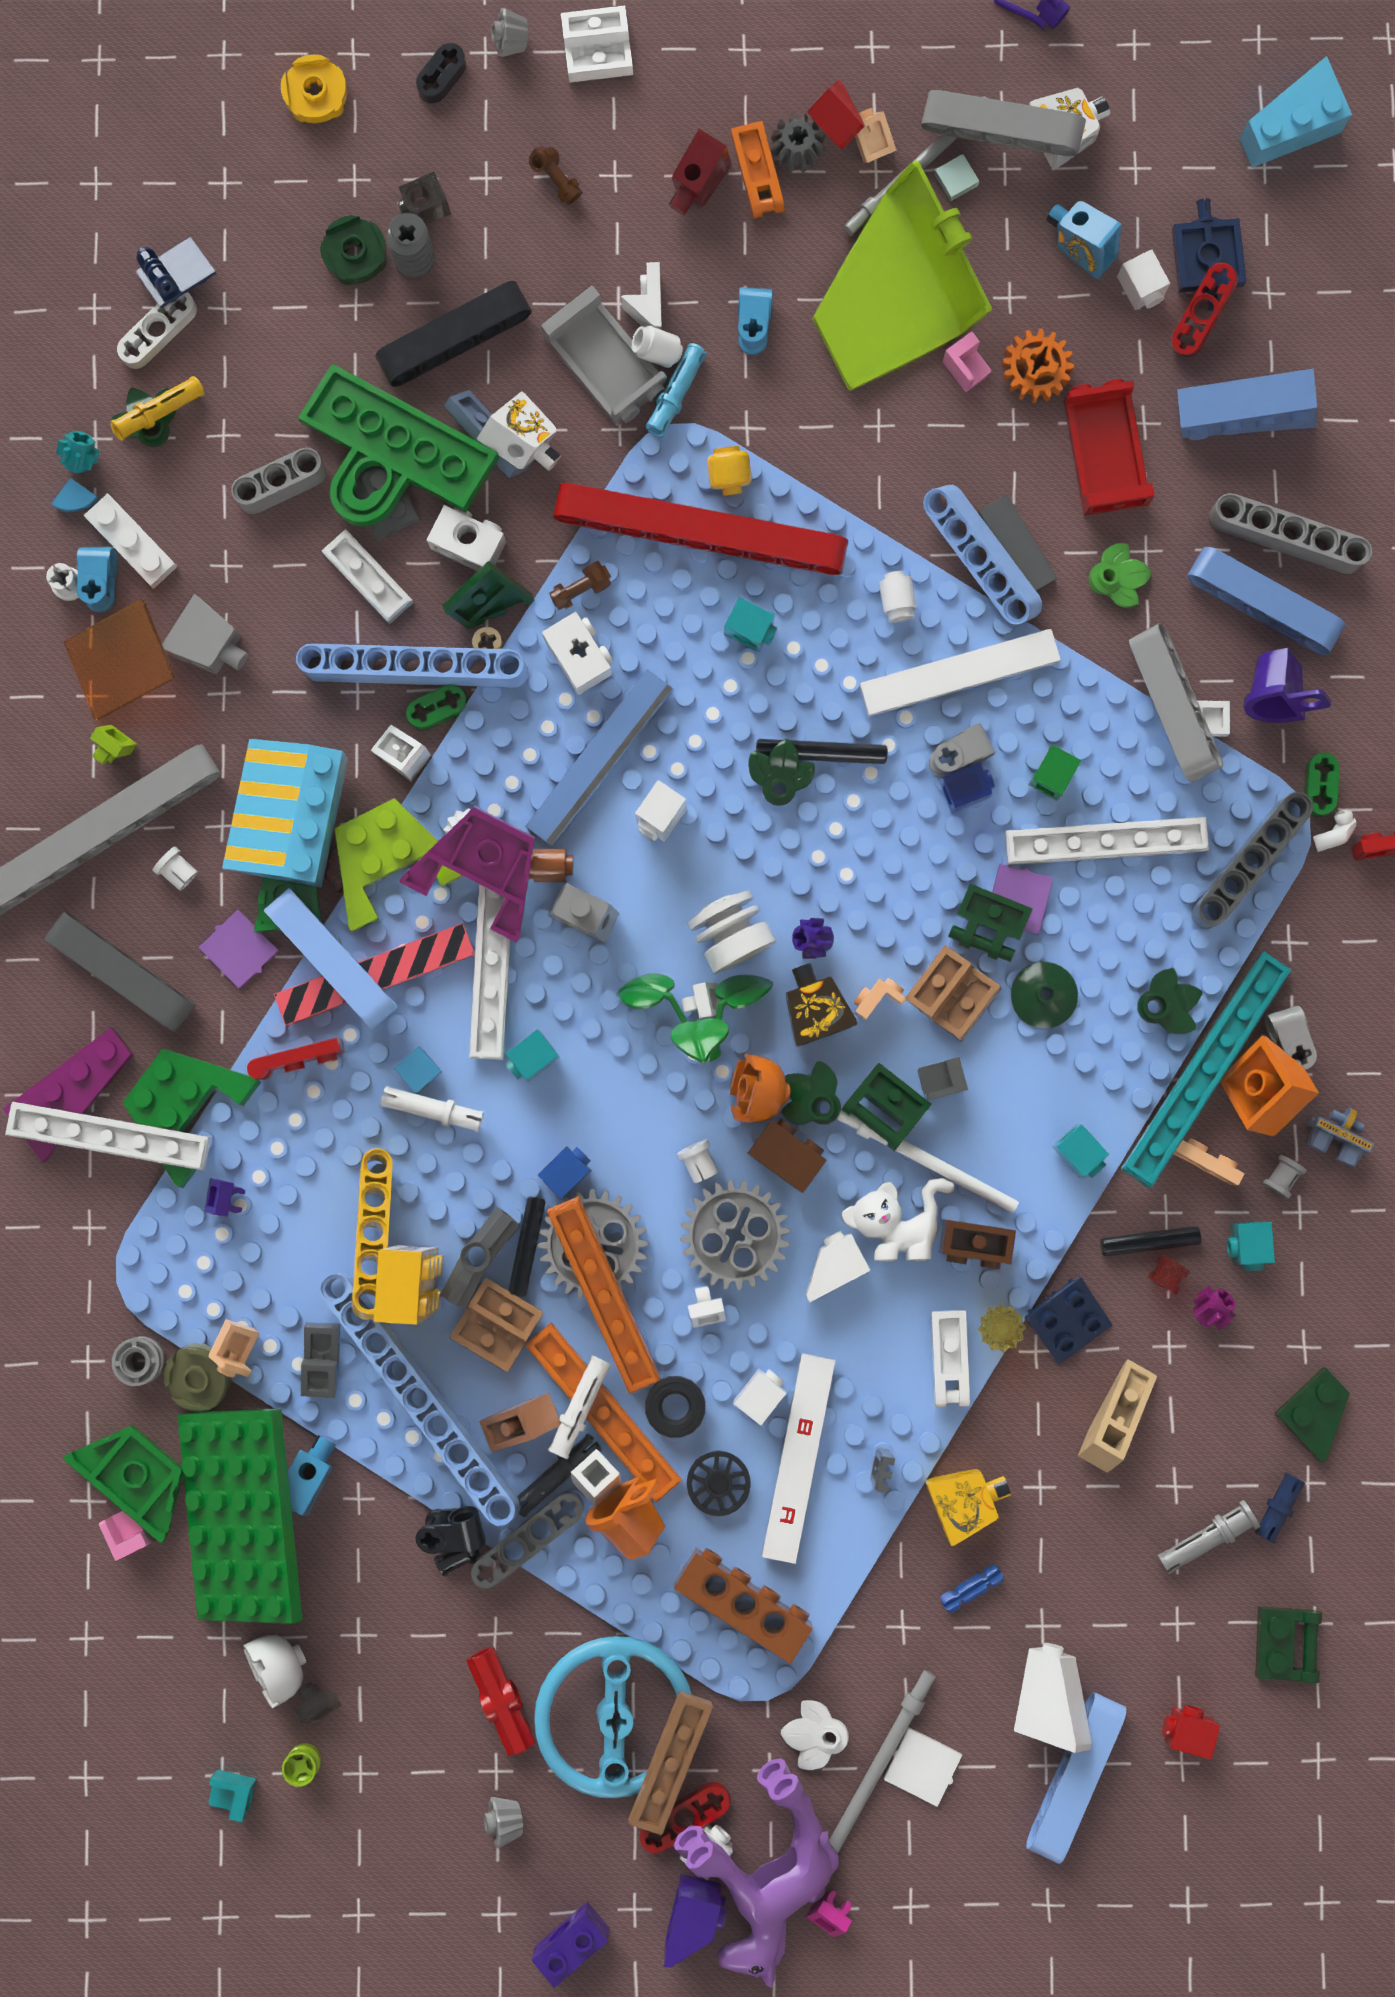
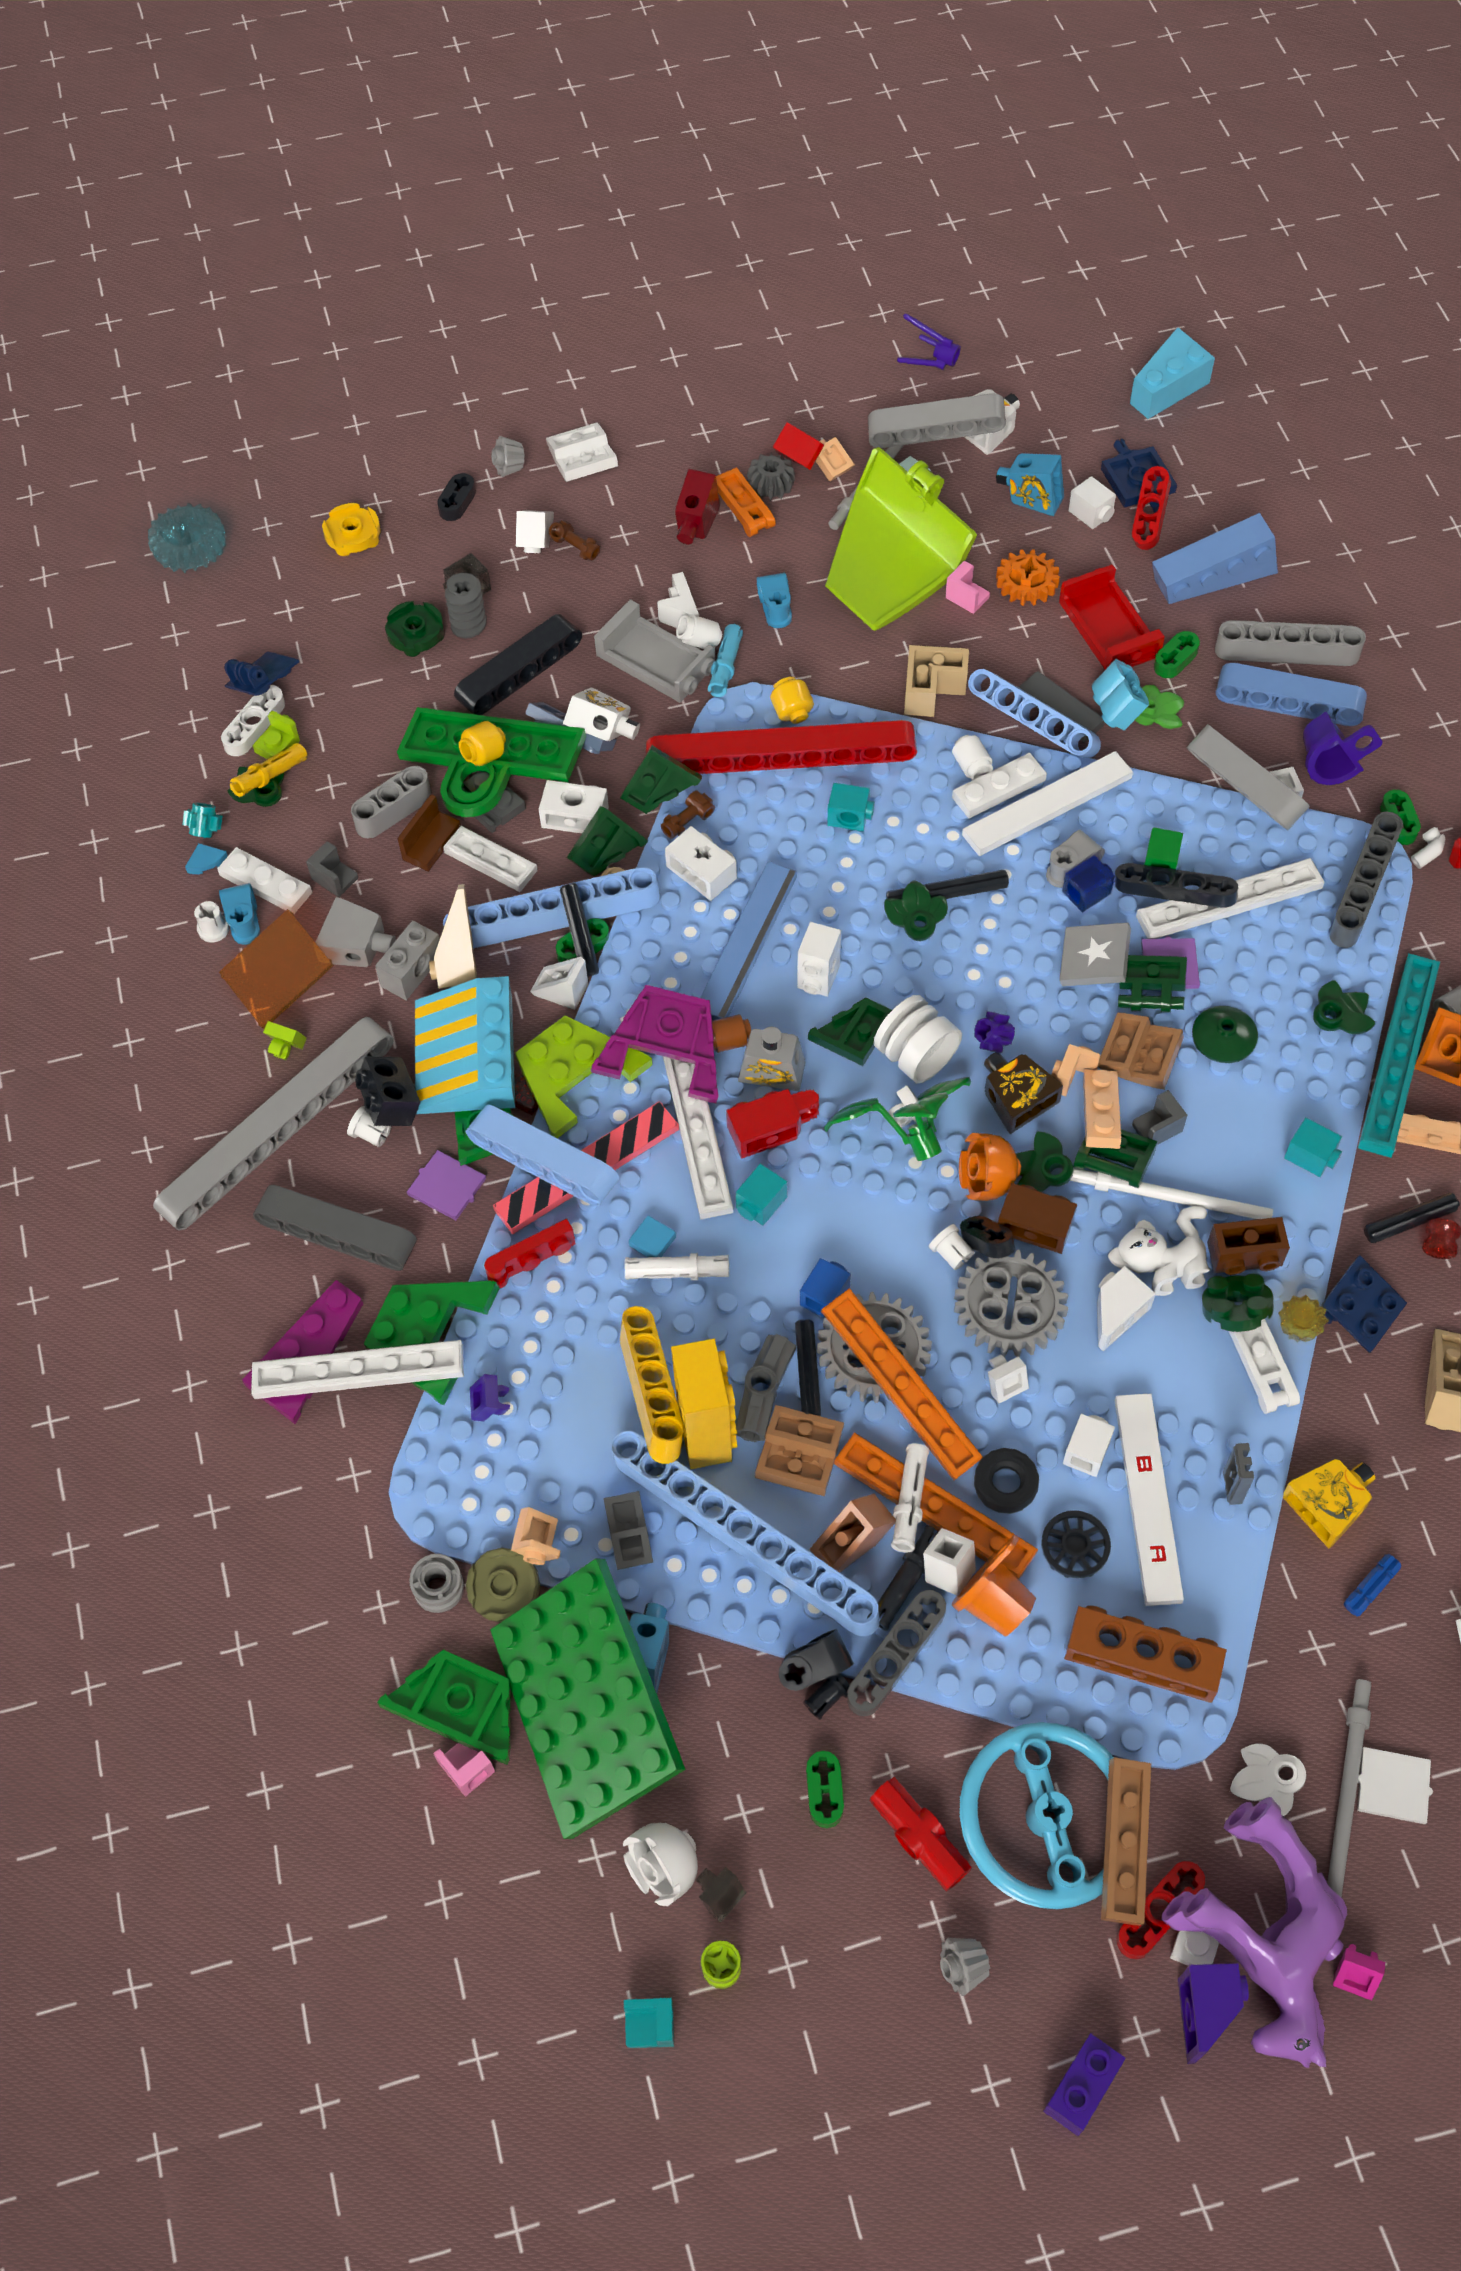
camera: 15 degrees left, 25 degrees down
(136, 67) = (186, 537): none -> clear light blue gear
(177, 361) = (278, 737): none -> lime bracket
(201, 550) = (329, 871): none -> dark grey panel
(206, 841) = (387, 1091): none -> black brick
(255, 686) = (407, 960): none -> light grey brick
(300, 699) = (454, 954): none -> slope
(308, 533) = (426, 834): none -> reddish brown panel
(383, 446) = (482, 743): none -> yellow head
(424, 1636) = (816, 1790): none -> green beam
(431, 704) = (579, 927): none -> black axle
(513, 146) = (533, 530): none -> white slope
(559, 538) = (658, 780): none -> dark green wing
(564, 975) = (770, 1120): none -> red hinge
(676, 895) = (852, 1031): none -> dark green wing
(739, 1161) = (987, 1237): none -> black beam
(887, 471) = (932, 673): none -> tan brick
(889, 1054) = (1101, 1109): none -> light nougat plate
(916, 635) = (999, 785): none -> white plate
(944, 874) = (1095, 954): none -> light grey tile
(949, 1276) = (1250, 1290): none -> dark green plate
(1057, 810) = (1221, 893): none -> black beam
(1080, 557) = (1119, 695): none -> medium azure brick
(1160, 506) = (1180, 657): none -> green beam

